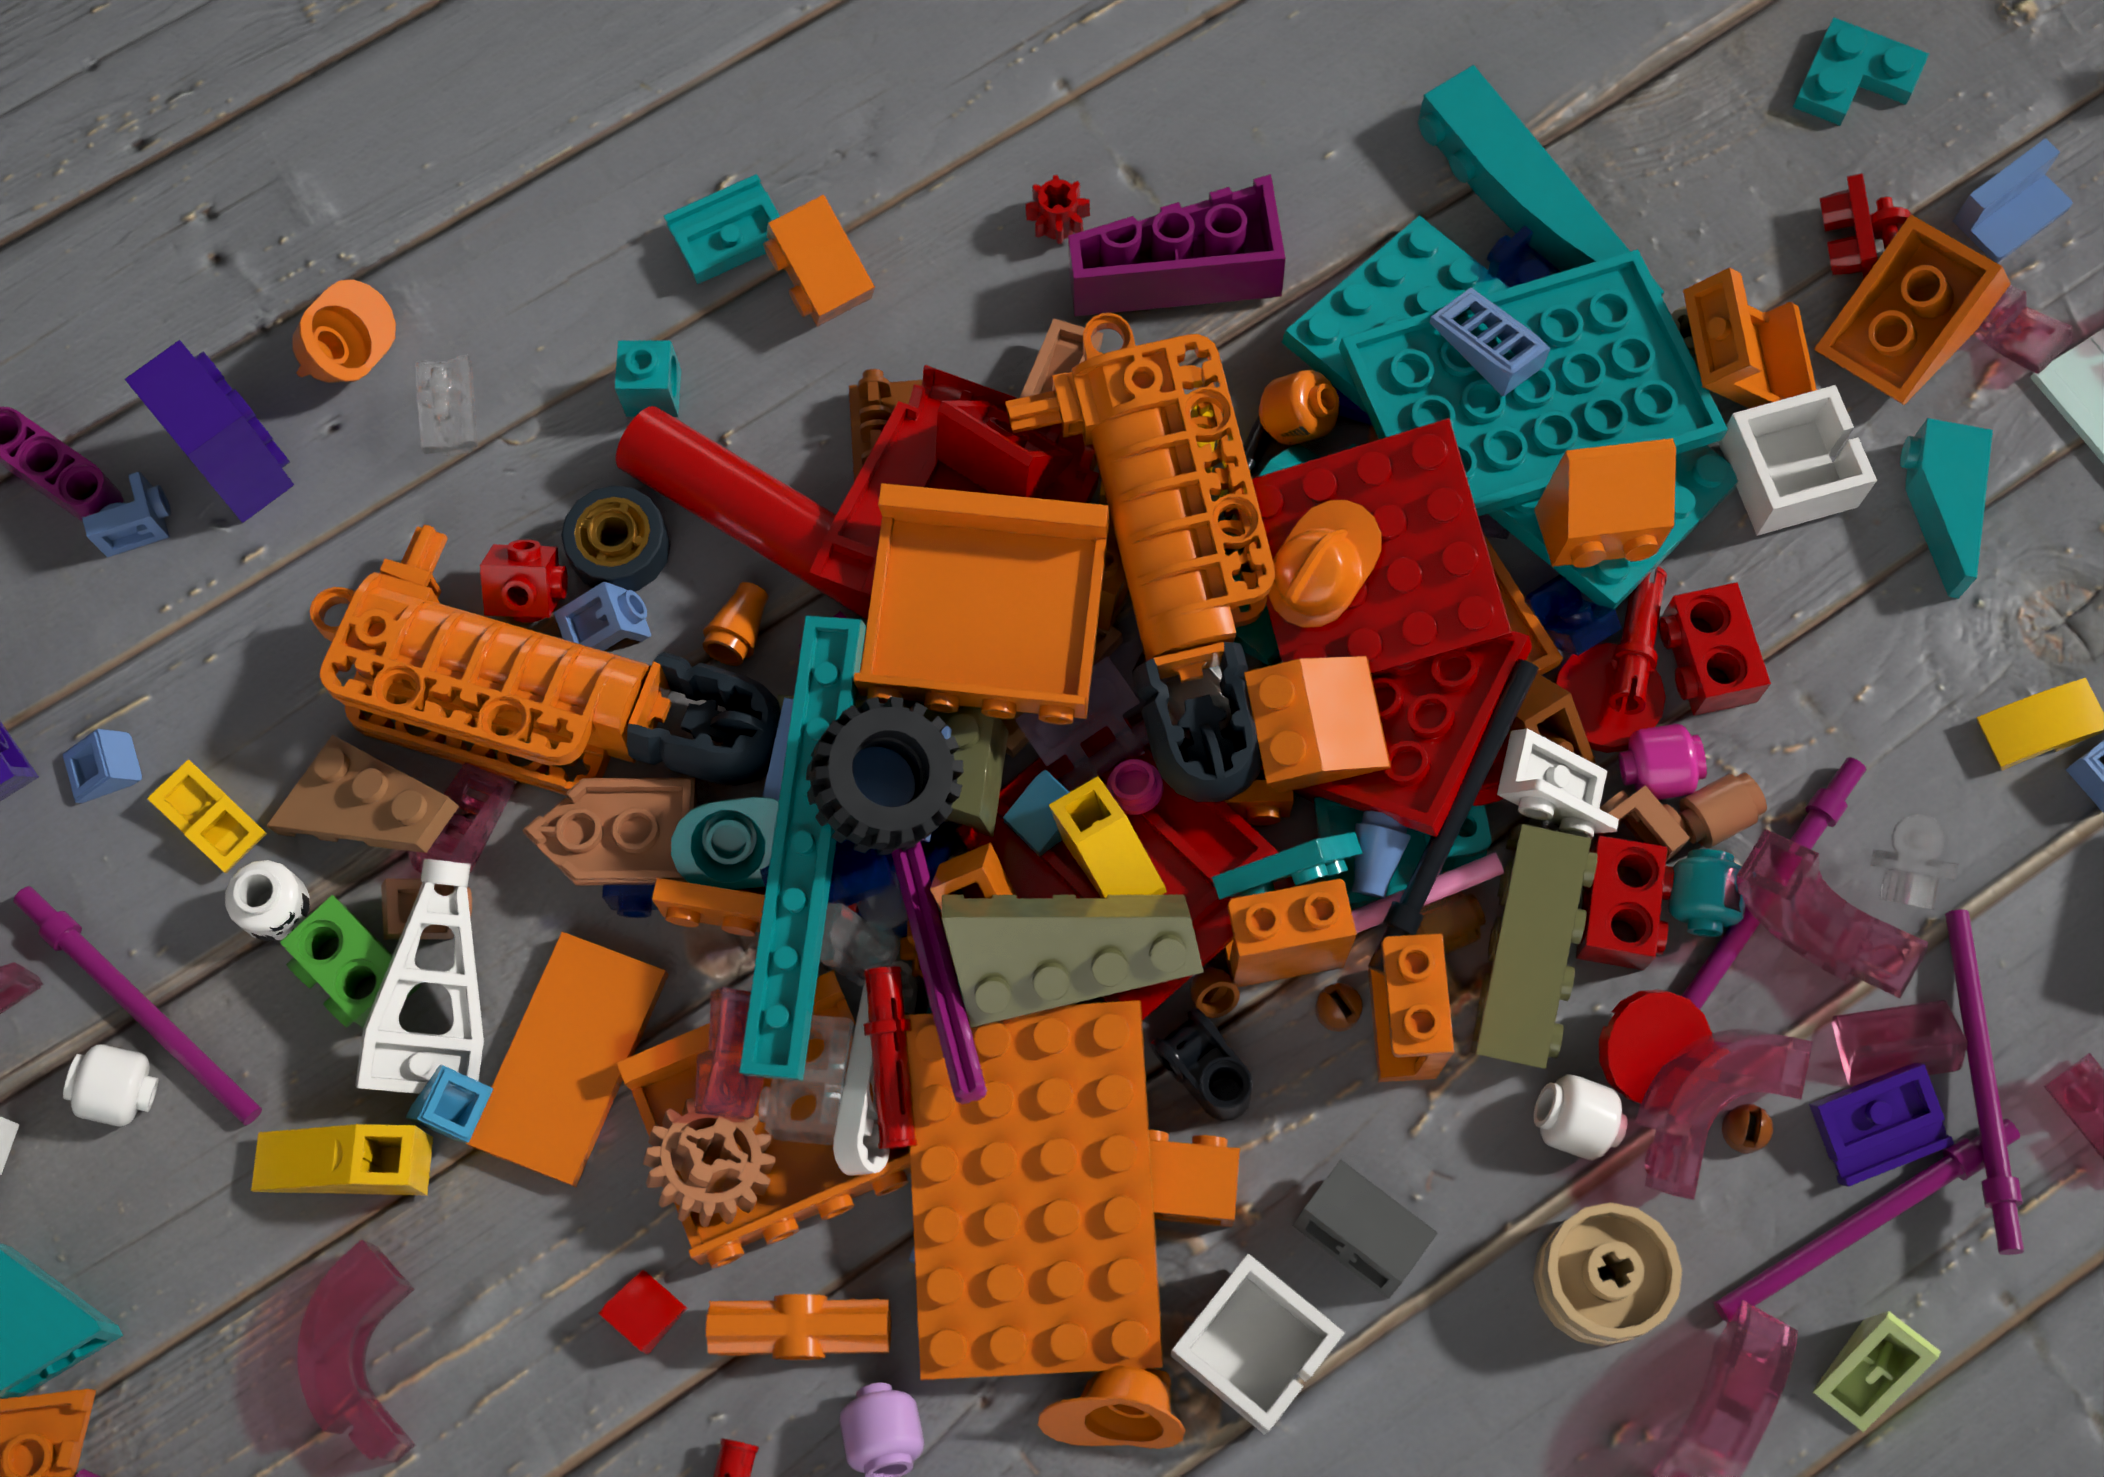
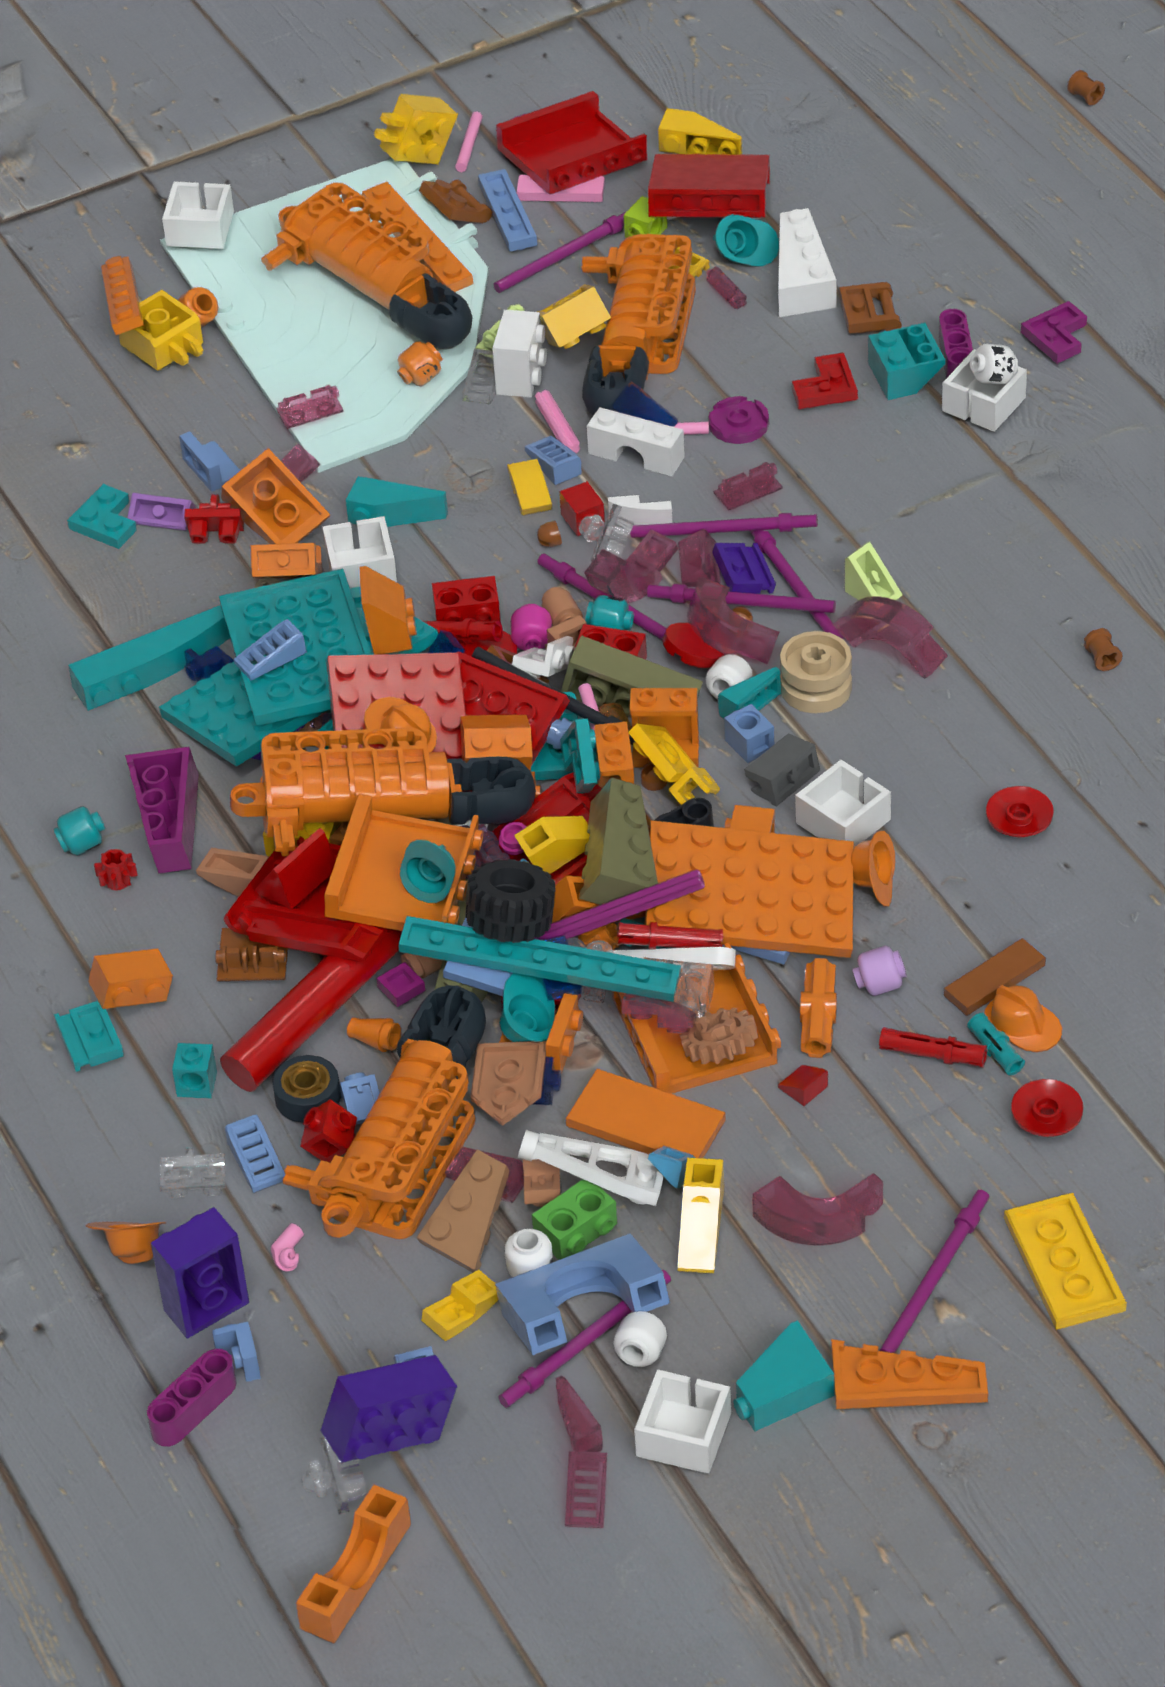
camera: 85 degrees left, 25 degrees down
(187, 912) = (614, 1267): none -> medium blue arch
(321, 553) = (283, 1248): none -> bright pink arm
(504, 465) = (244, 1135): none -> medium blue slope
(947, 640) = (427, 871): none -> teal piece
(1132, 144) = (79, 830): none -> teal head
(1317, 1046) = (671, 762): none -> yellow plate
(1425, 1175) = (748, 733): none -> medium blue brick
(1533, 1153) = (750, 692): none -> teal slope
(1800, 1016) = (681, 593): none -> magenta bar
(1884, 148) = (159, 511): none -> medium lavender slope
(1919, 771) = (549, 534): none -> dark orange hinge
(1984, 818) = (579, 503): none -> red brick
(1994, 905) = (642, 512): none -> white slope

